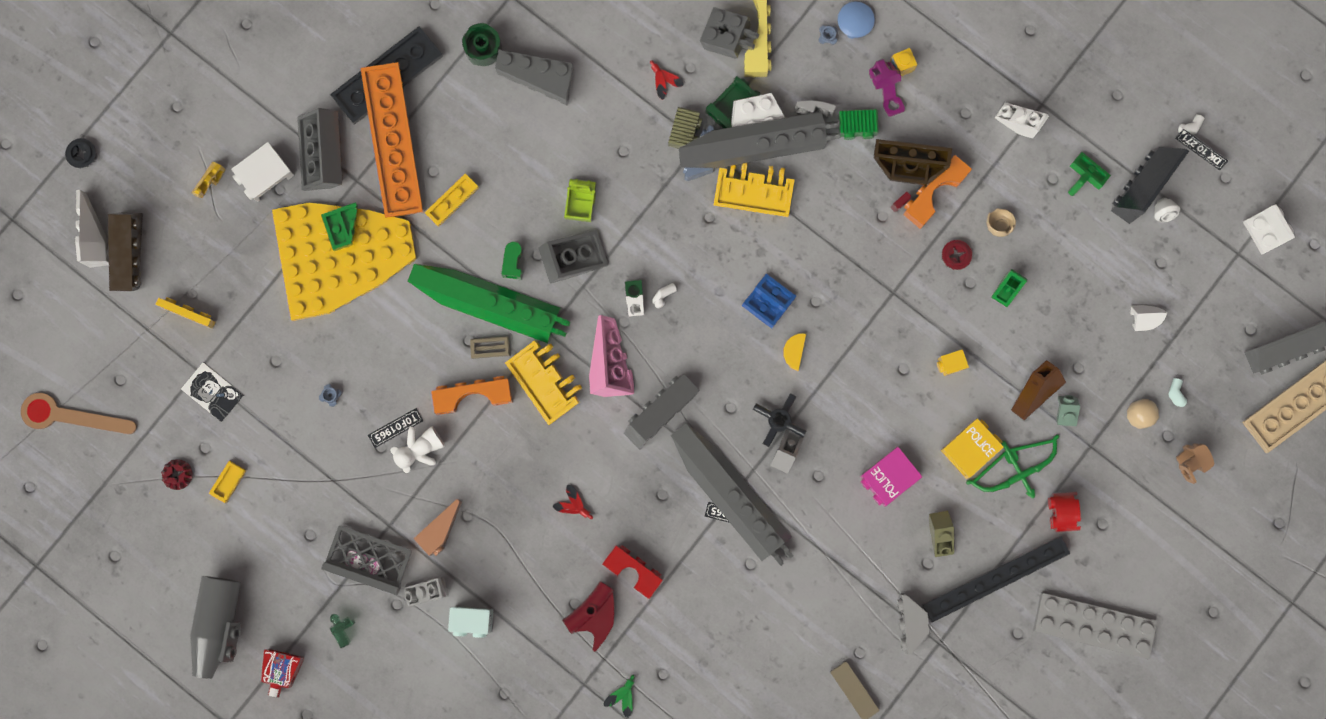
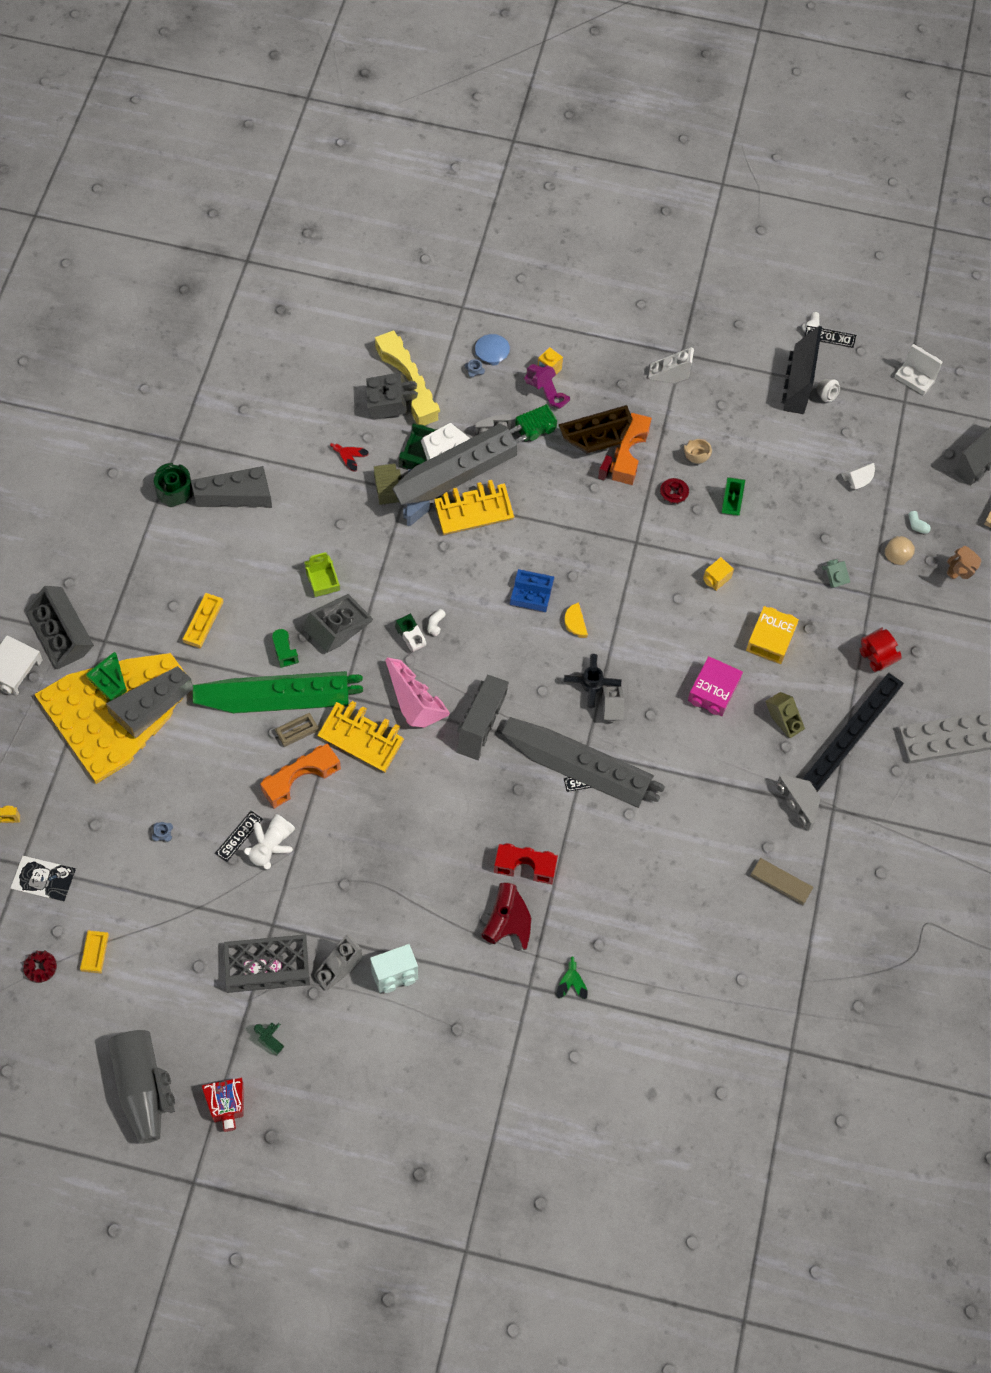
camera: 30 degrees left, 20 degrees down
(364, 268) = (151, 700): none -> dark grey wedge
(391, 140) = (125, 591): orange plate -> none
(414, 56) = (94, 543): black plate -> none
(436, 533) = (322, 909): nougat slope -> none
(576, 506) = (444, 831): red piece -> none
(1012, 458) = (810, 630): green piece -> none
(1038, 389) = (802, 563): reddish brown slope -> none
(1089, 172) = (749, 386): green plate -> none

